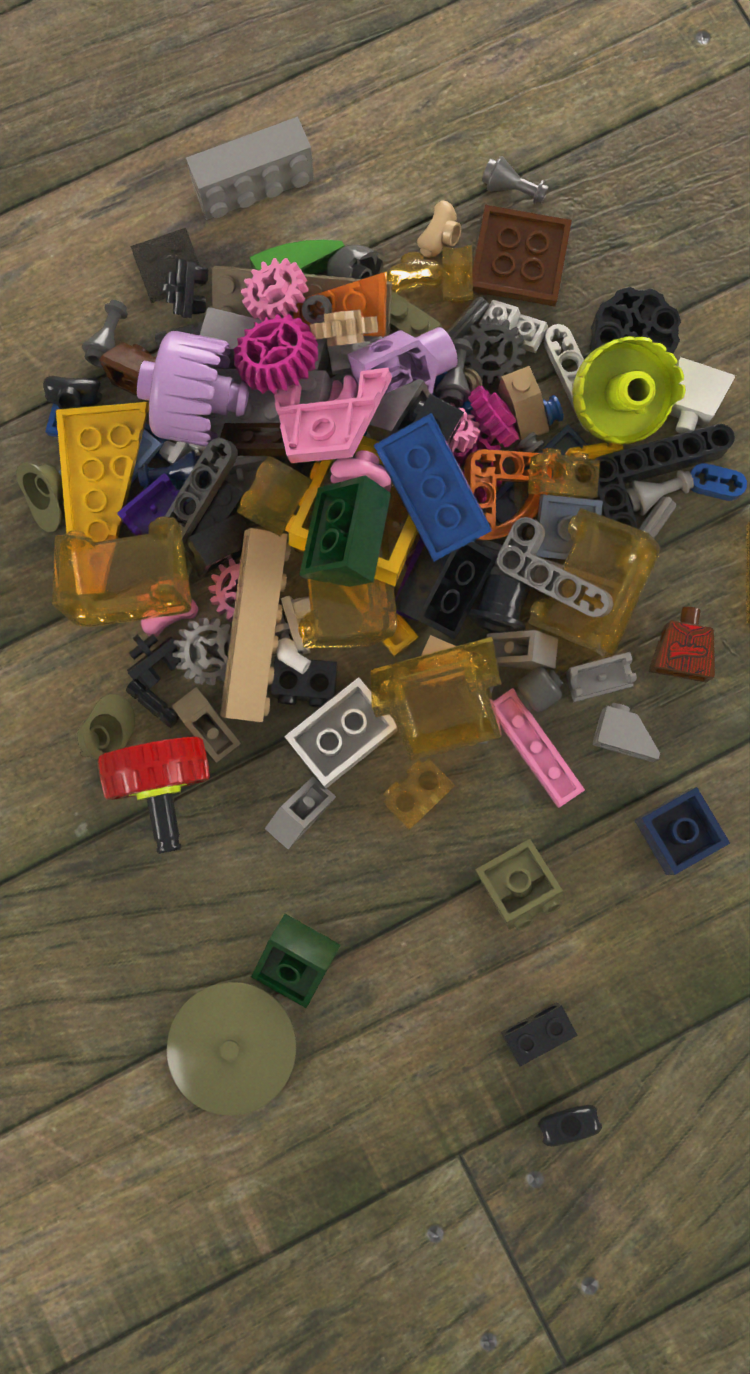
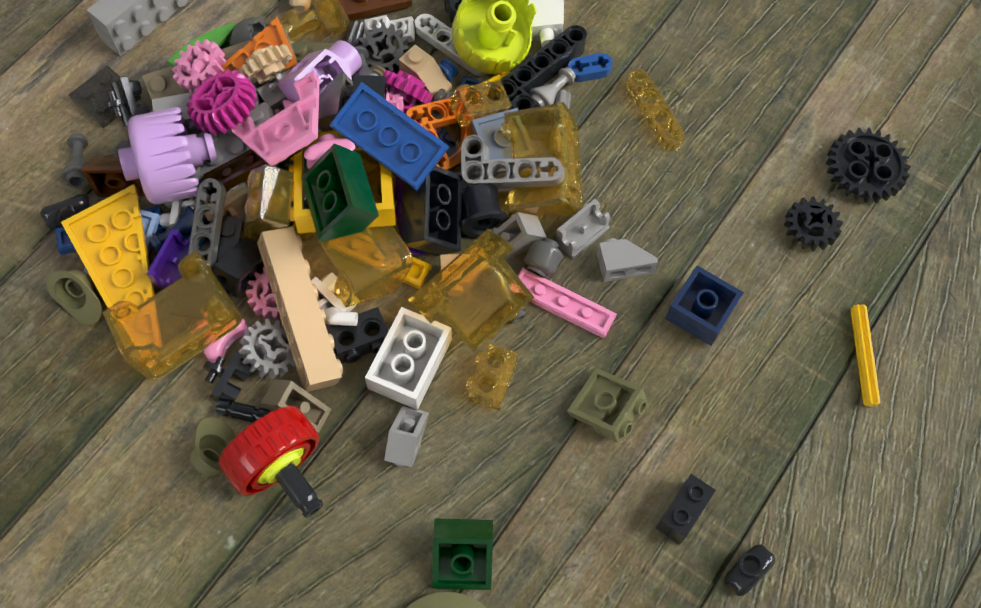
camera: 30 degrees left, 15 degrees down
(311, 301) = (232, 59): dark grey bush -> none
(685, 648) = (633, 183): reddish brown torso -> none

